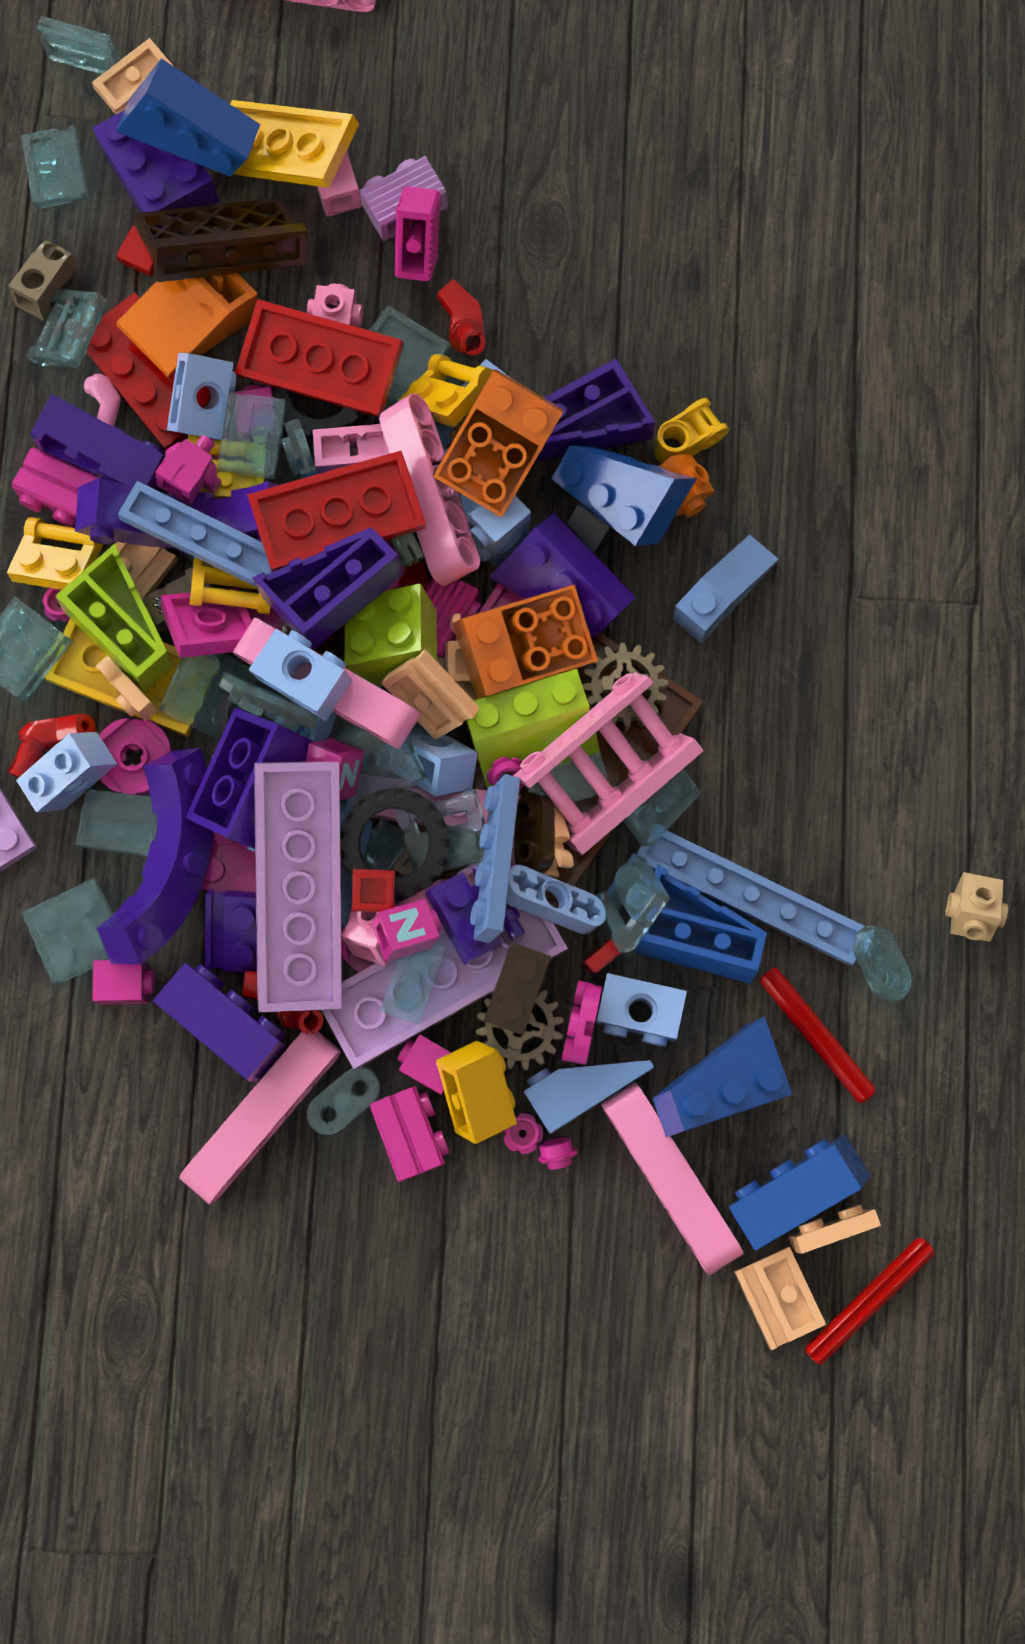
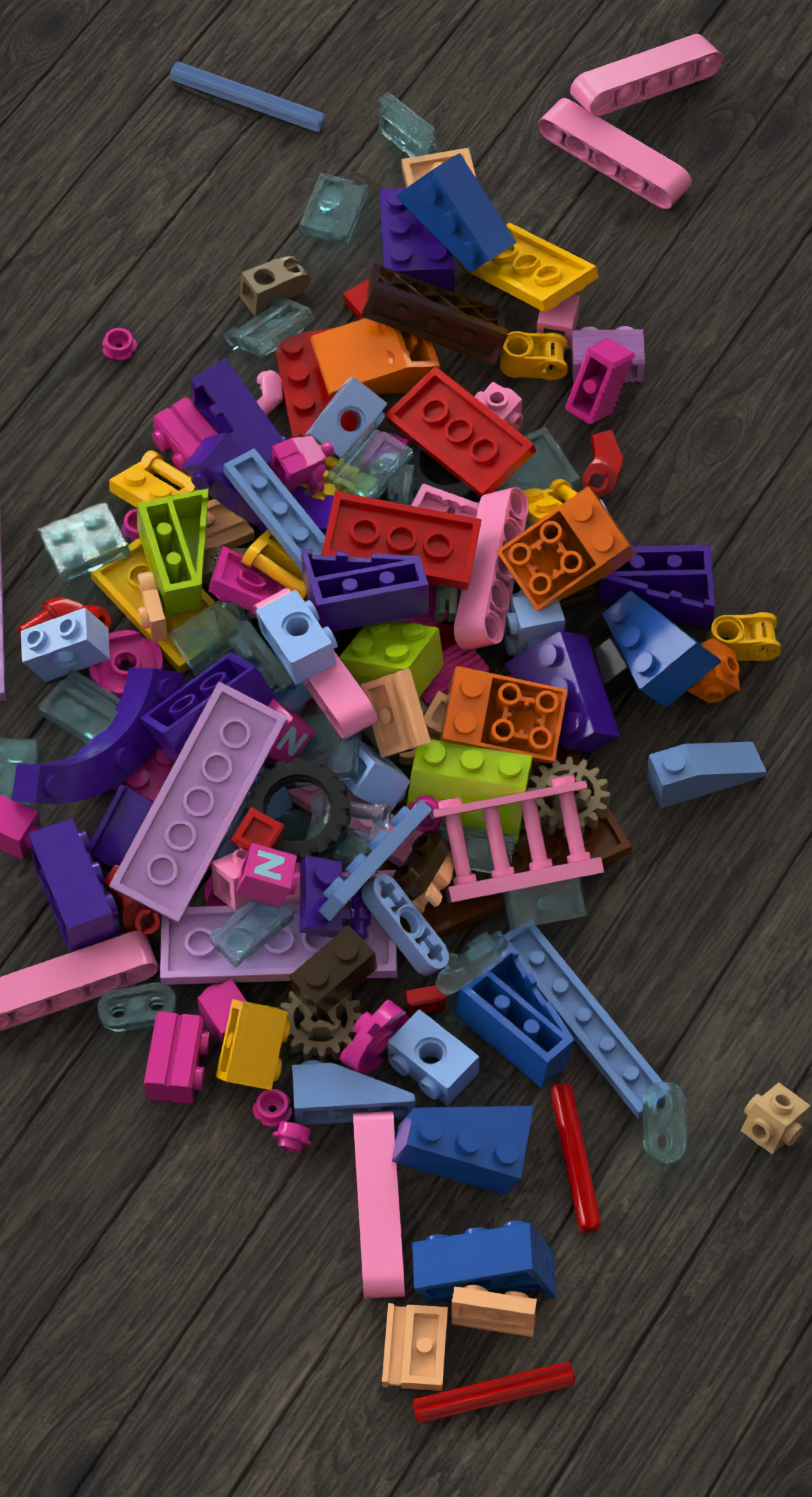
camera: 25 degrees right, 20 degrees down
(338, 231) = (531, 354): none -> yellow piece

